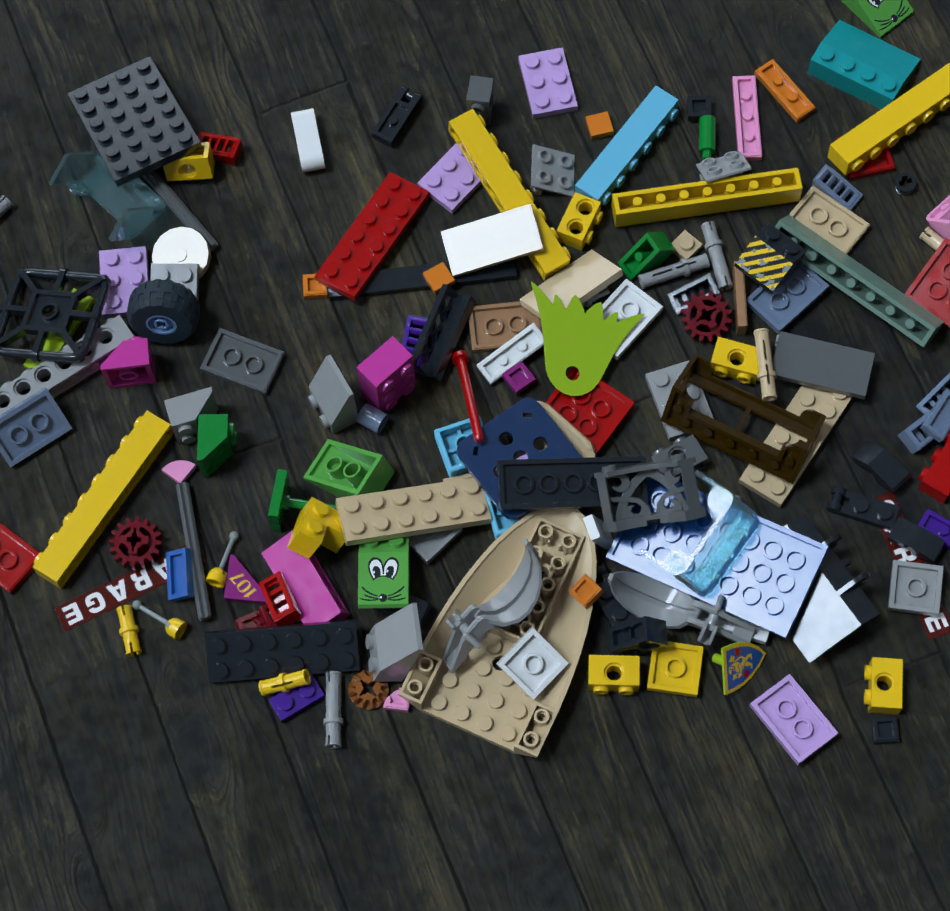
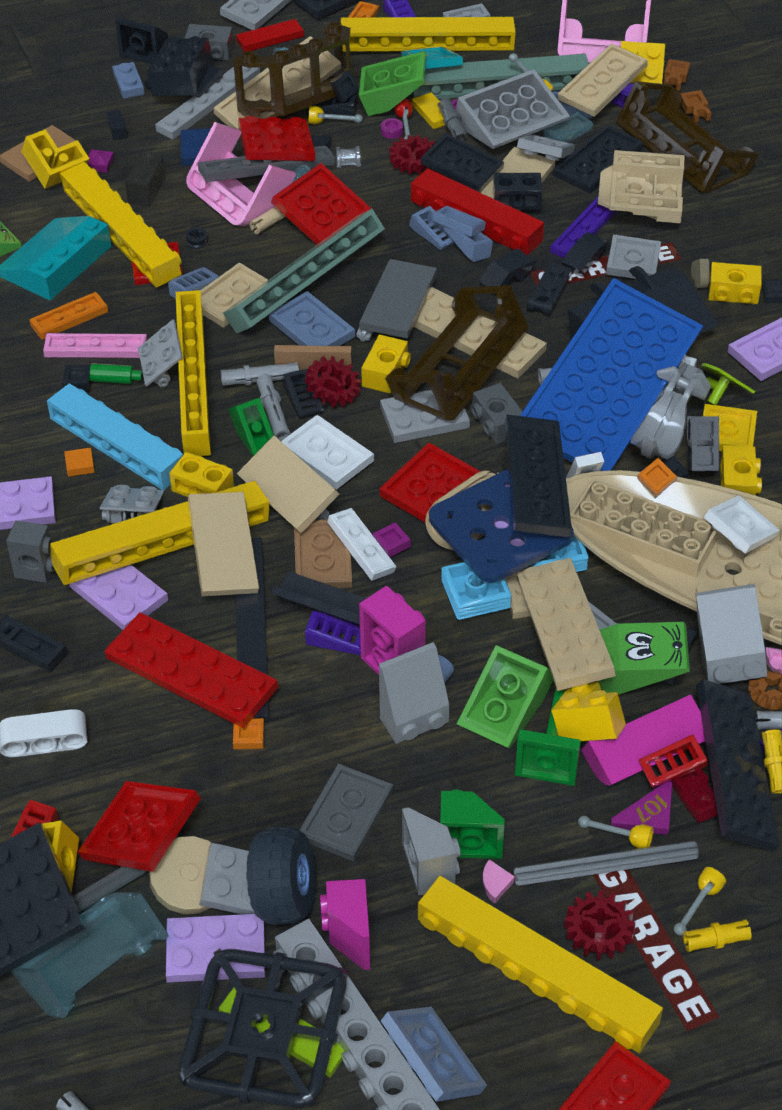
camera: 90 degrees left, 20 degrees down
(179, 574) = (641, 874): blue tile -> none
(216, 214) = (139, 825): none -> red plate
(438, 276) = (258, 603): orange tile -> none
(460, 359) = (420, 571): red bar -> none
(504, 609) = (679, 525): light grey piece -> none
(578, 341) = (358, 474): lime piece -> none
(626, 519) = (534, 427): dark grey fence -> none
(686, 245) = (240, 396): tan plate -> none
(718, 547) = (633, 378): clear light blue windscreen -> none
(766, 374) = (399, 330): tan pin -> none
(770, 258) = (277, 317): slope -> none
(901, 652) = (700, 273): none -> dark tan tile

